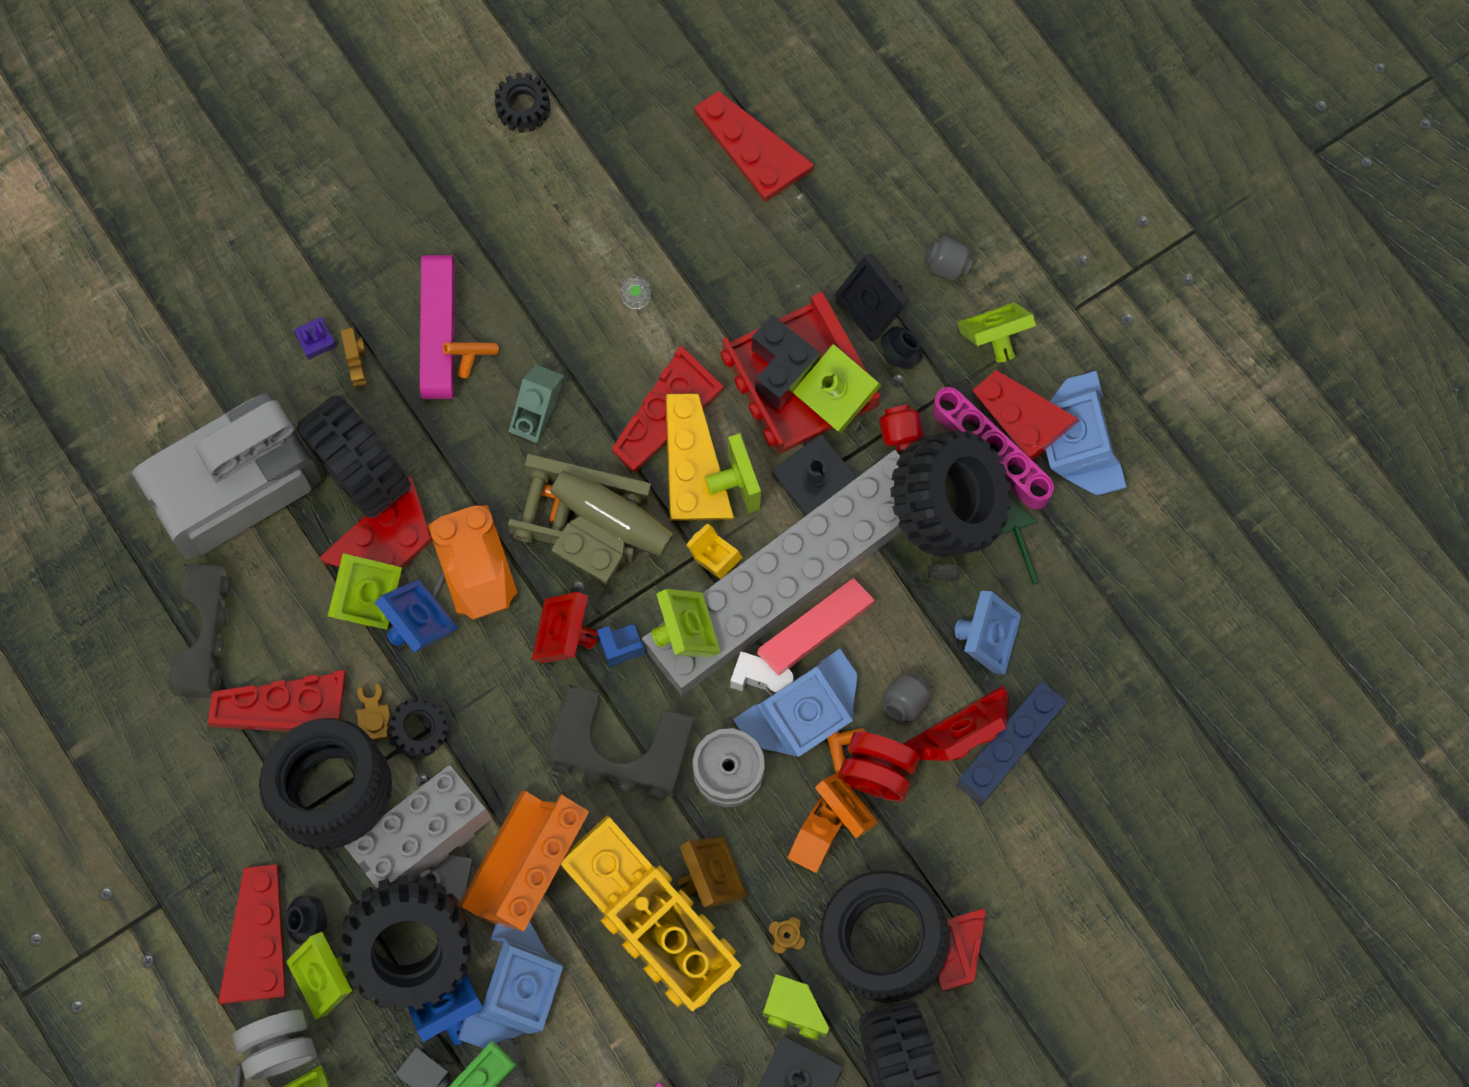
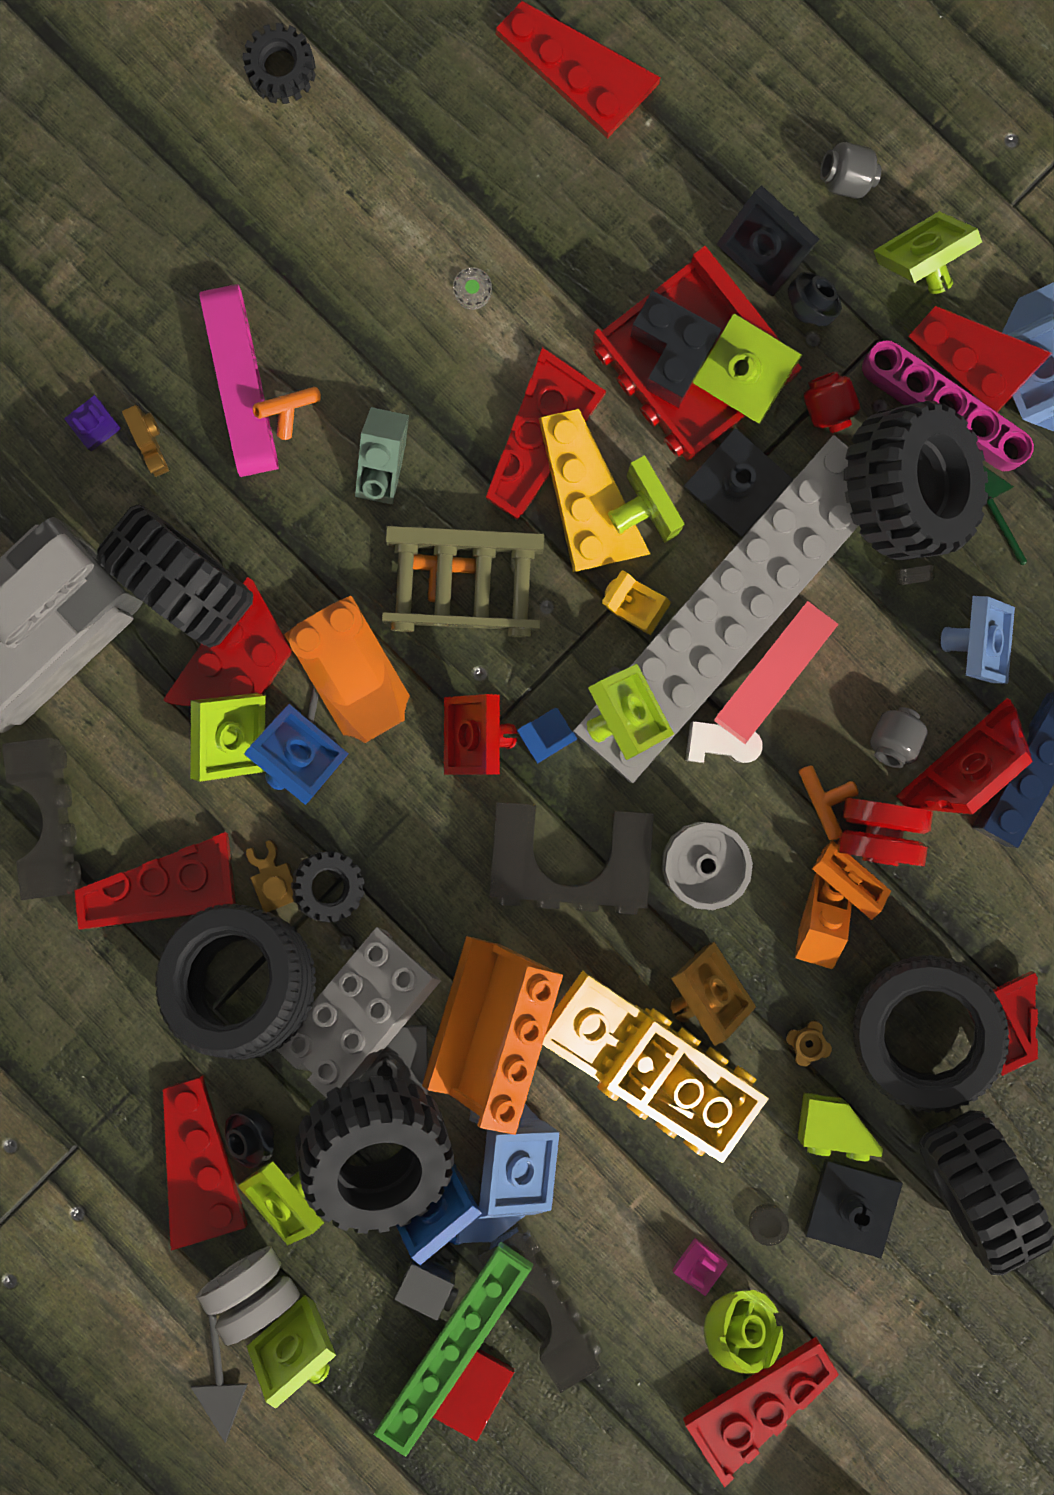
camera: 10 degrees left, 15 degrees up
(604, 524) = (498, 601): olive plate -> none
(804, 709) = (783, 778): medium blue piece -> none

